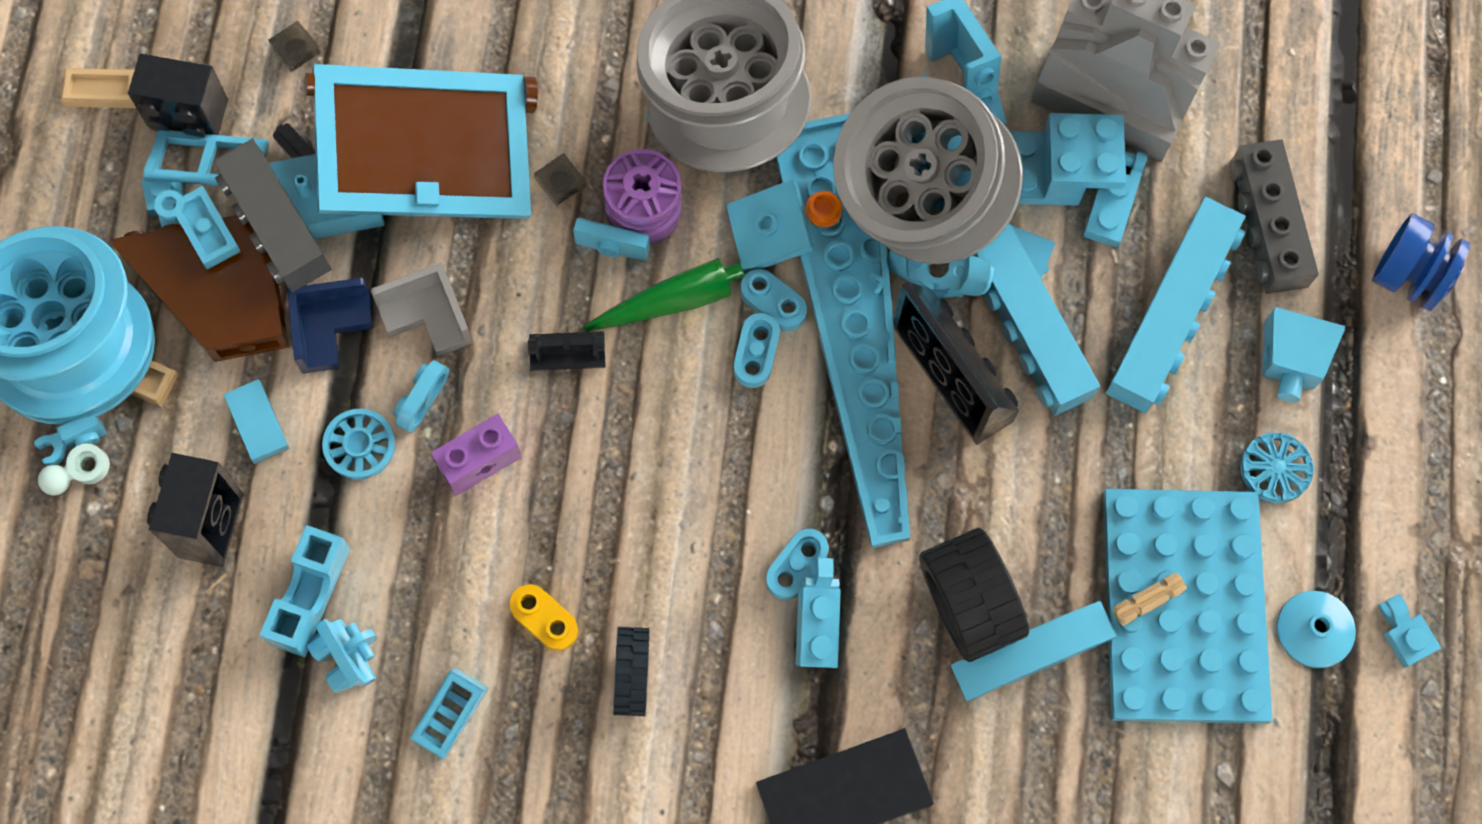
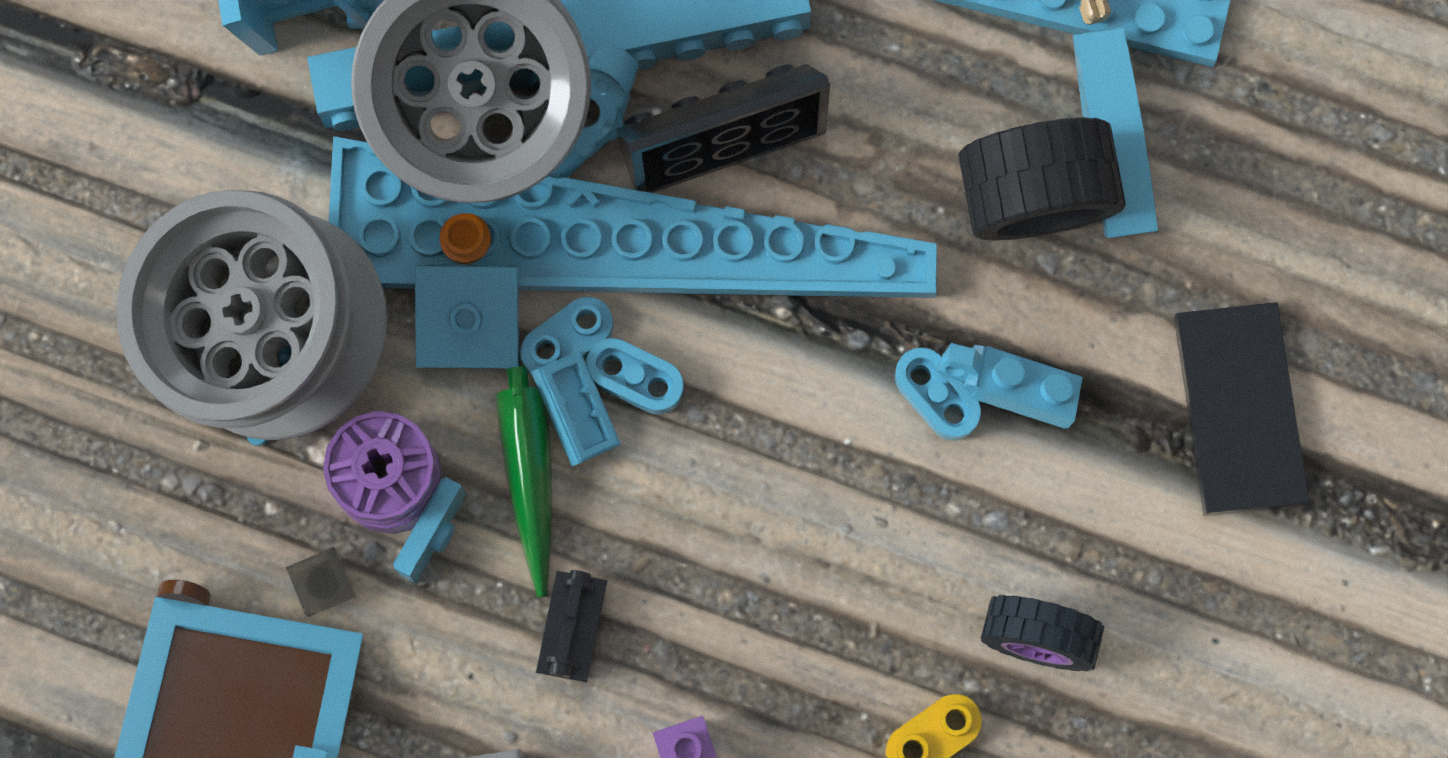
camera: 70 degrees left, 5 degrees up
(721, 314) = (575, 408): none -> medium azure plate

